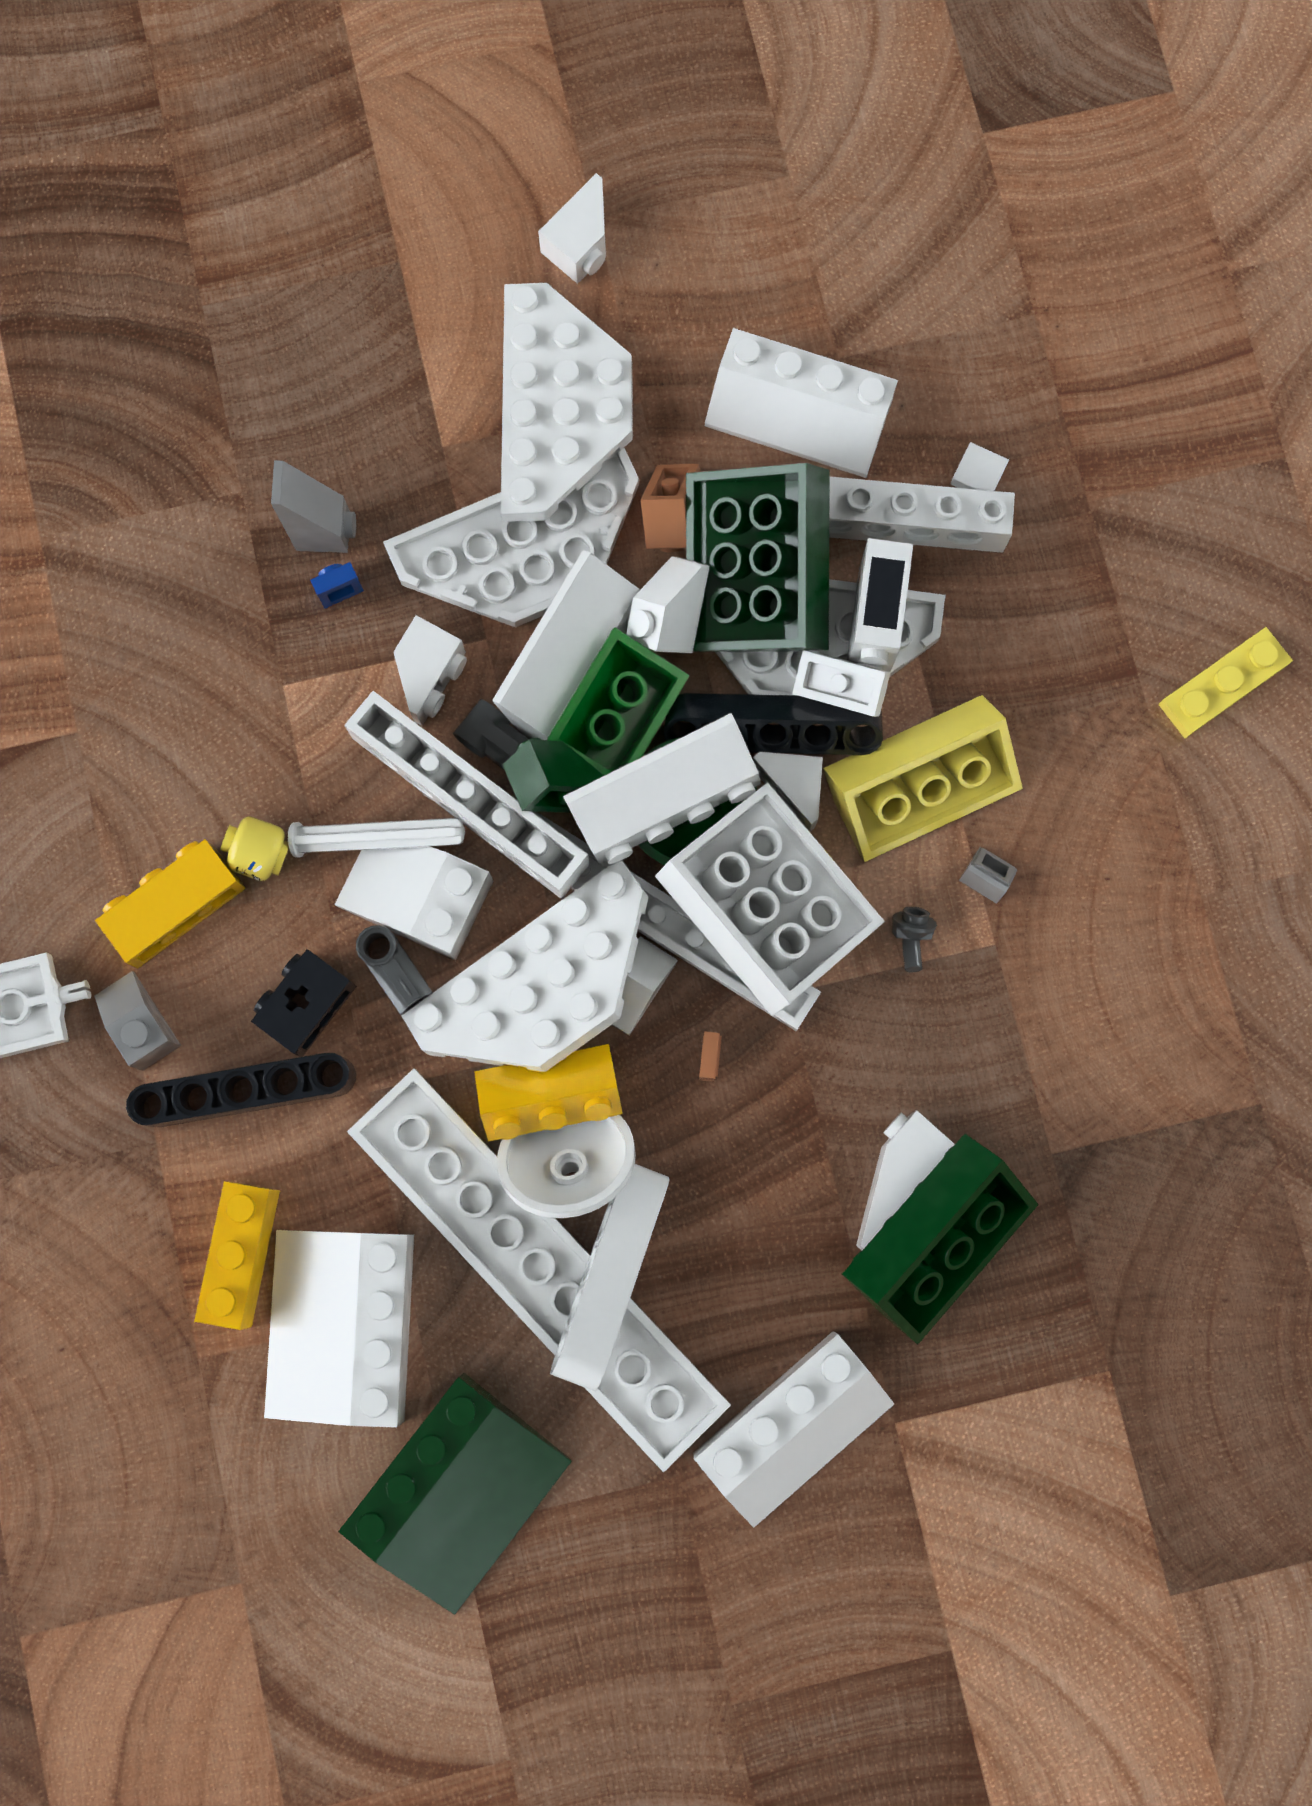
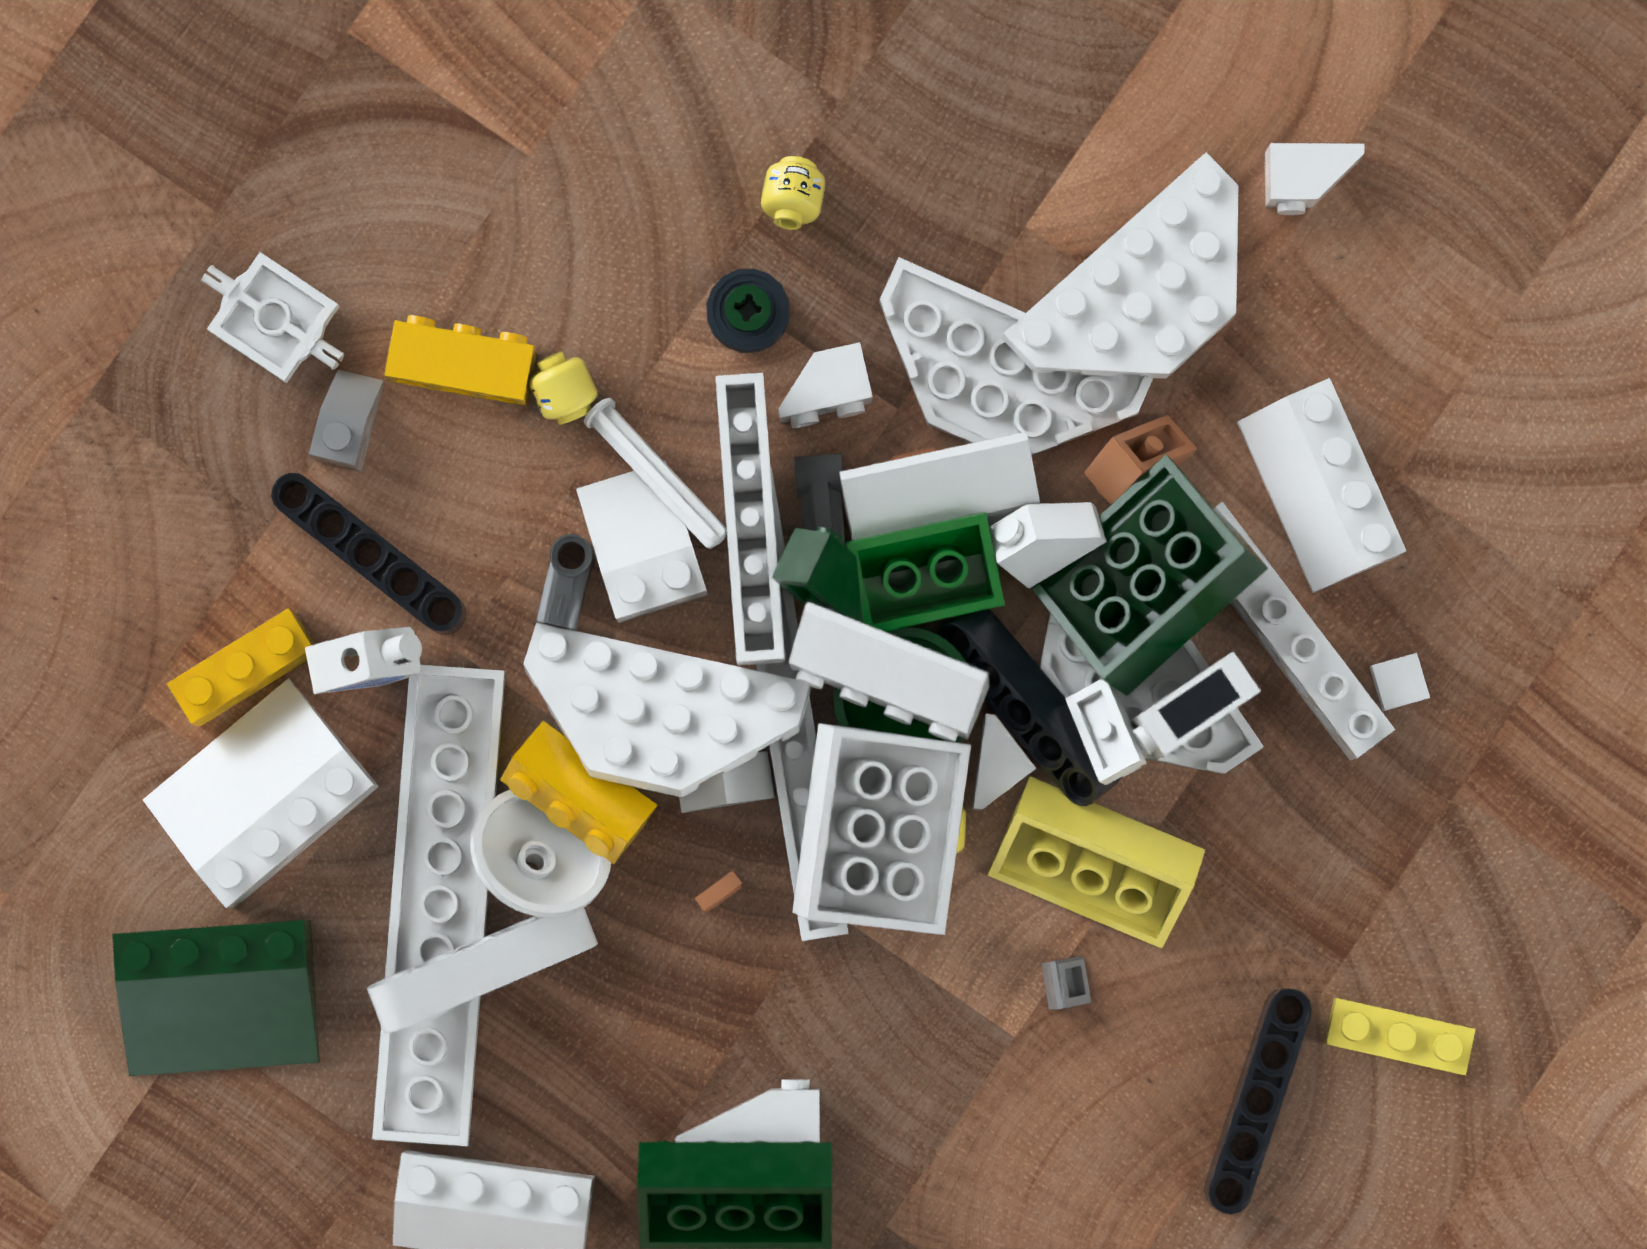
camera: 45 degrees right, 5 degrees up
(270, 572) = (793, 192): none -> light yellow head
(293, 1025) = (455, 553): black brick -> none
(310, 511) = (868, 185): light grey slope -> none
(324, 1142) = (383, 655): none -> white torso
(332, 689) = (746, 327): none -> black wheel
(336, 584) = (831, 251): blue plate -> none
(912, 926) = (968, 959): dark grey plate -> none
(1189, 836) = (1262, 1124): none -> black beam

